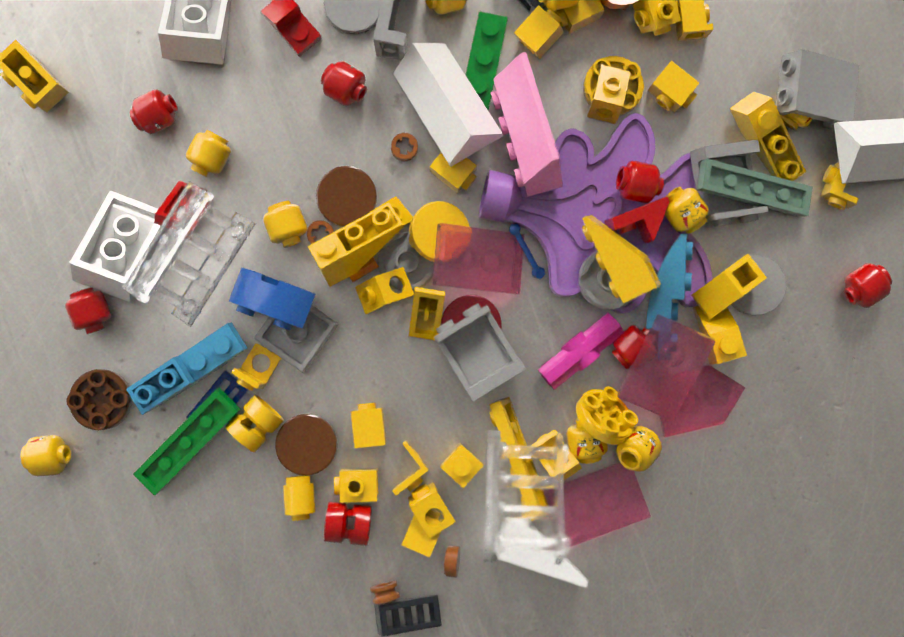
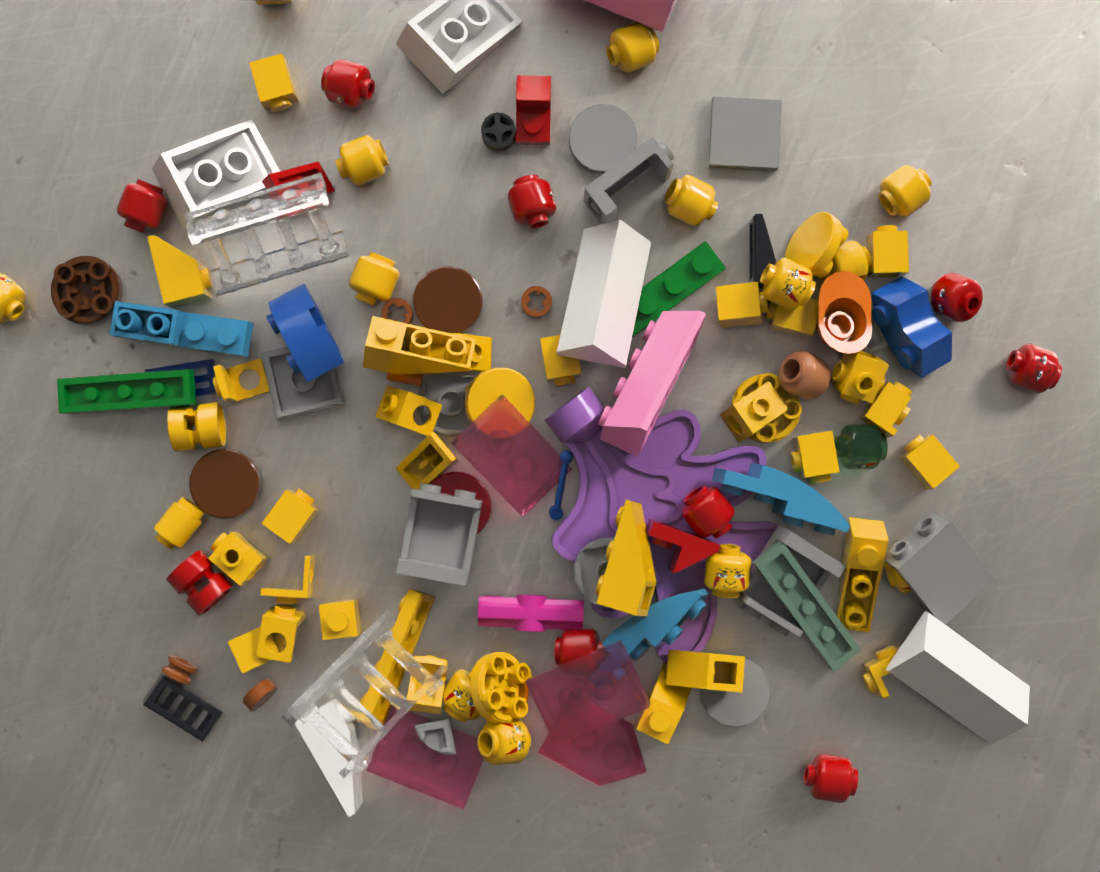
camera: 55 degrees right, 0 degrees up
(104, 153) = (274, 82): none -> yellow brick
(153, 334) = (179, 275): none -> yellow slope
(278, 52) = (497, 125): none -> pearl dark grey wheel
(592, 484) = (437, 735): none -> light grey tile
(621, 41) = (804, 375): none -> nougat head
(678, 127) = (786, 494): none -> dark azure slope
(697, 55) = (861, 446): none -> clear green head
(748, 27) = (928, 461): none -> yellow brick

